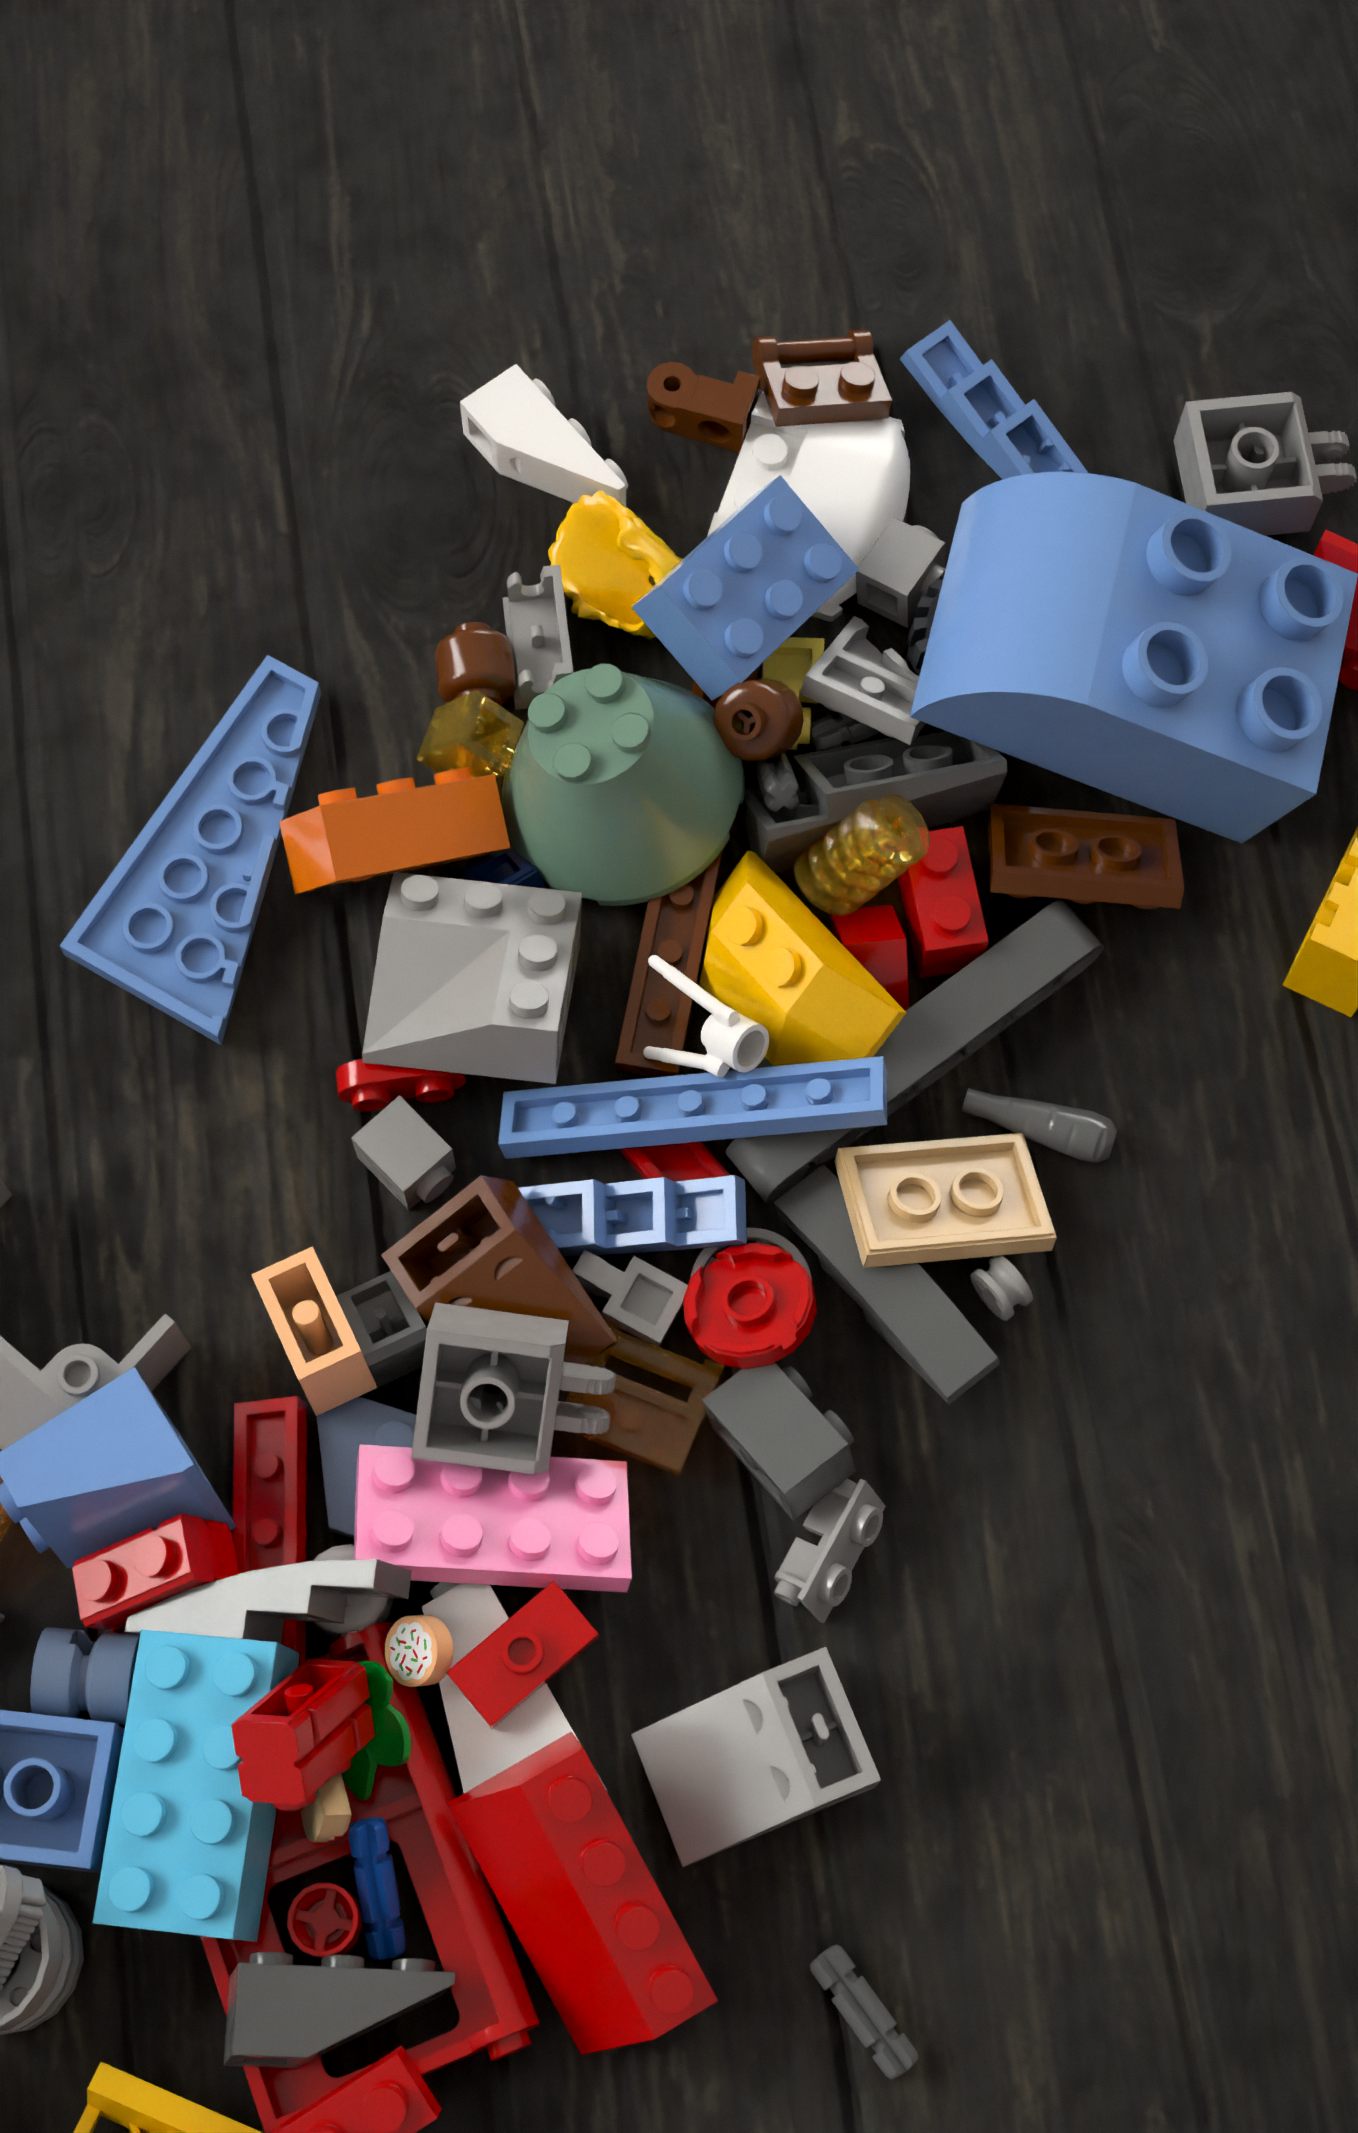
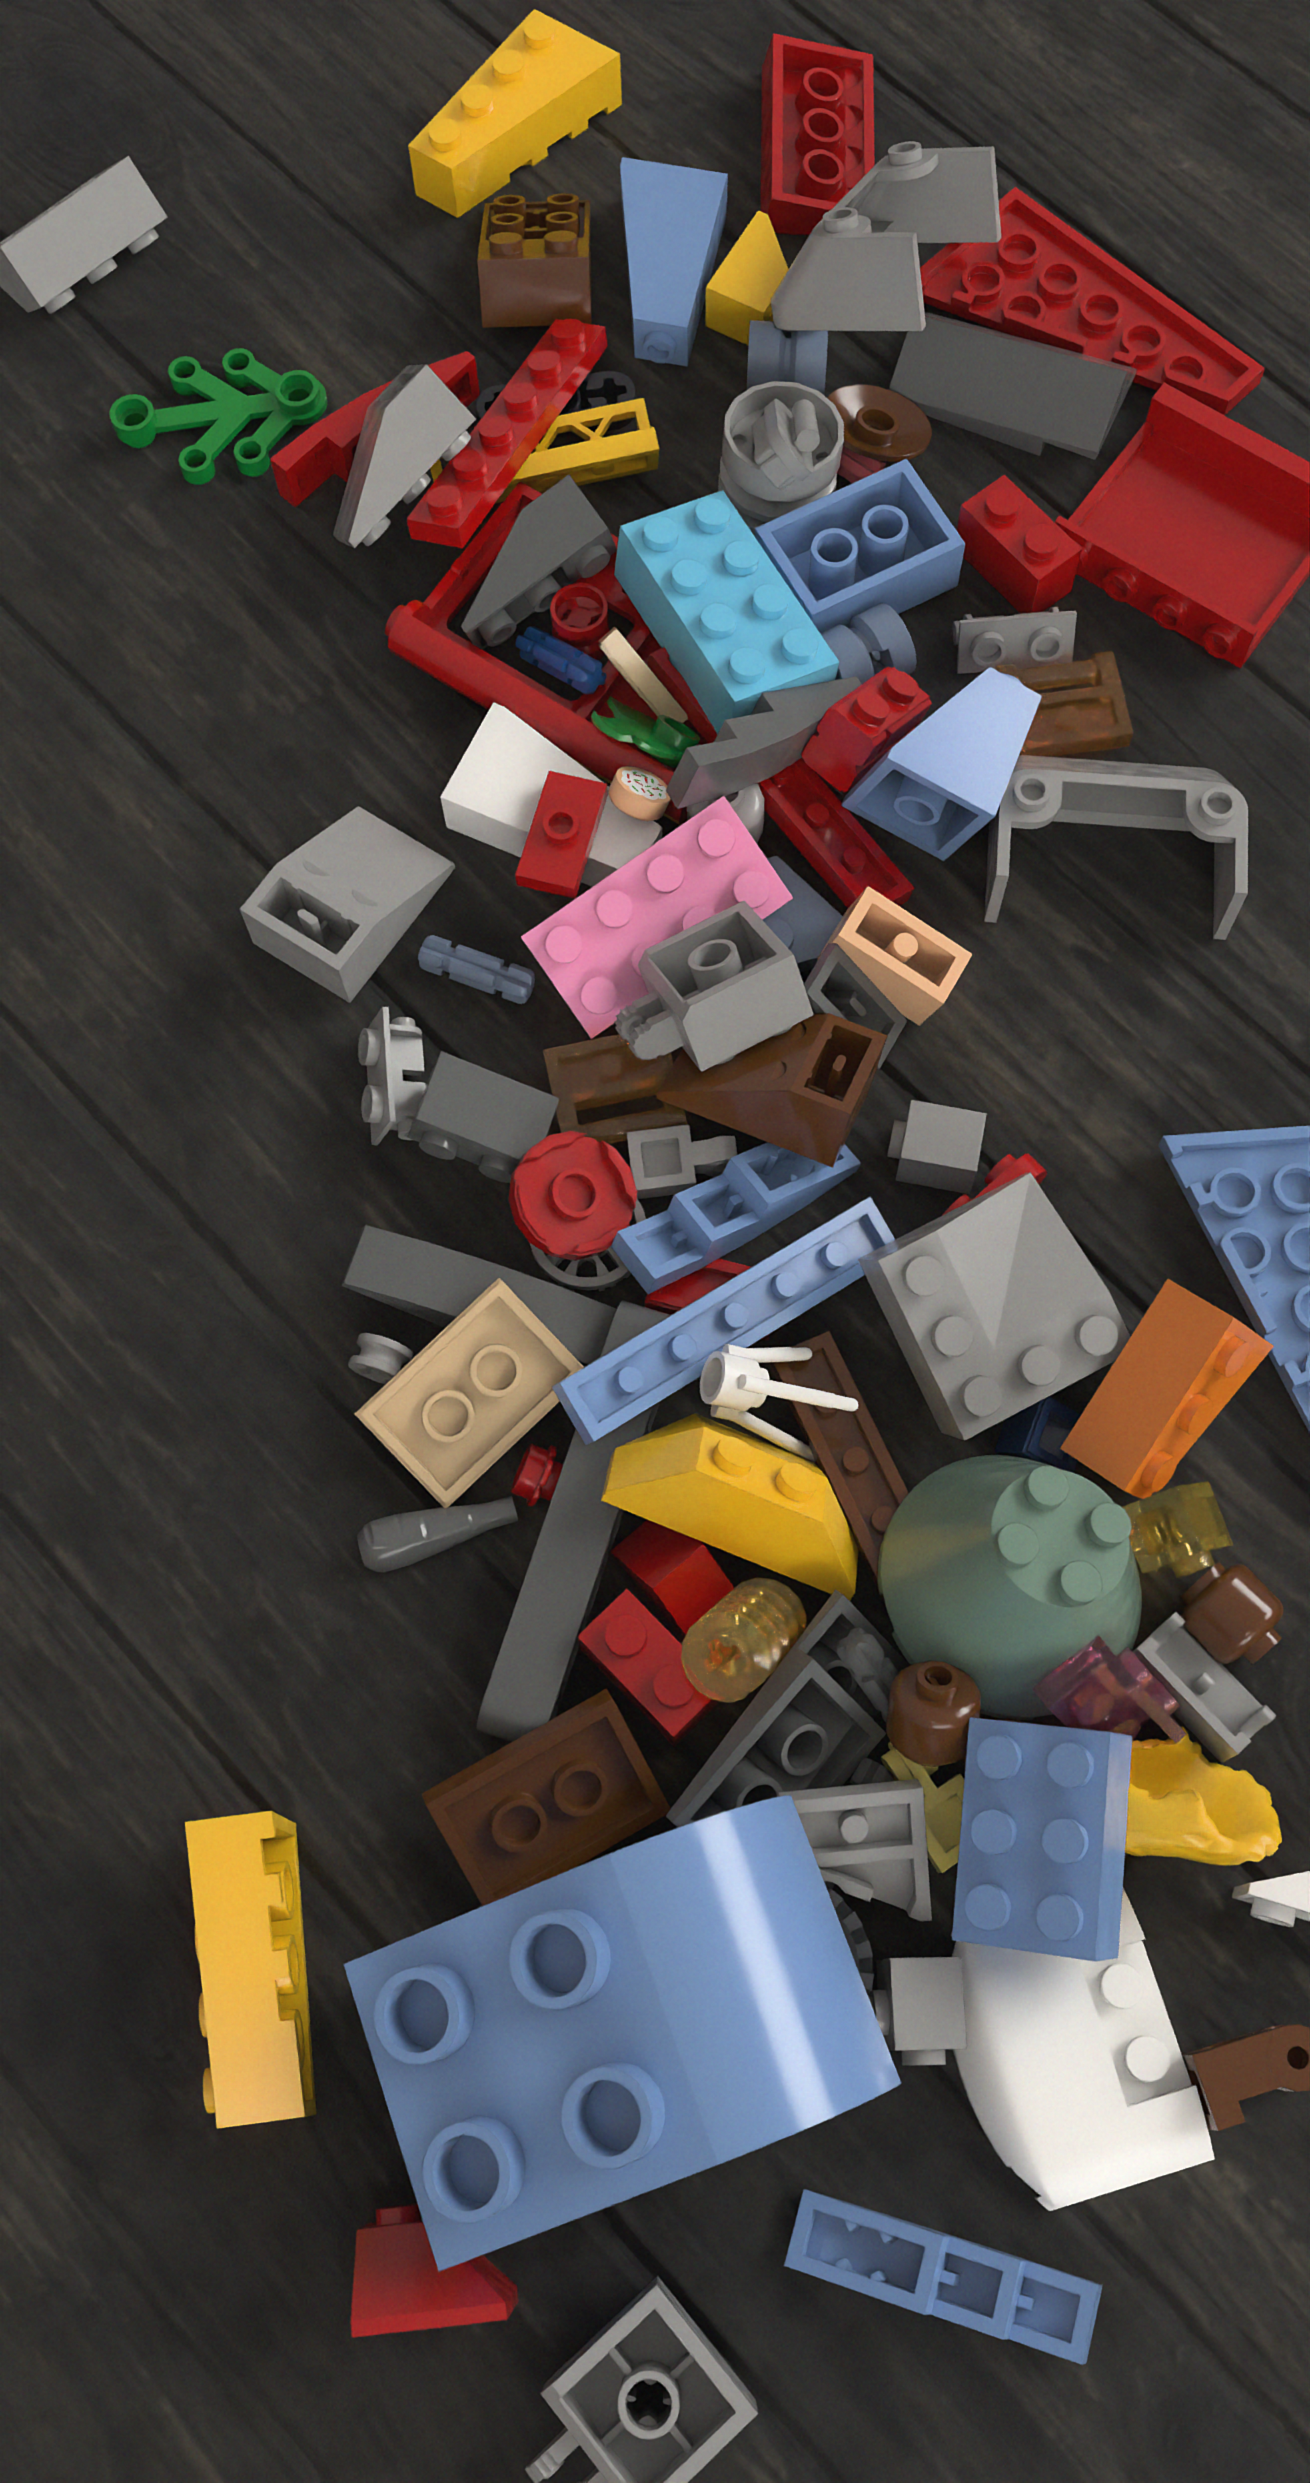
camera: 150 degrees right, 0 degrees up
(303, 1733) = (671, 664): red brick -> none
(582, 1899) = (405, 729): red slope -> none
(600, 640) = (1108, 1693): none -> clear pink bracket
(682, 1608) = (476, 969): none -> sand blue axle
(824, 391) = (1143, 2174): reddish brown plate -> none
(864, 2012) = (171, 801): dark grey axle -> none
(930, 1110) = (537, 1474): none -> red plate

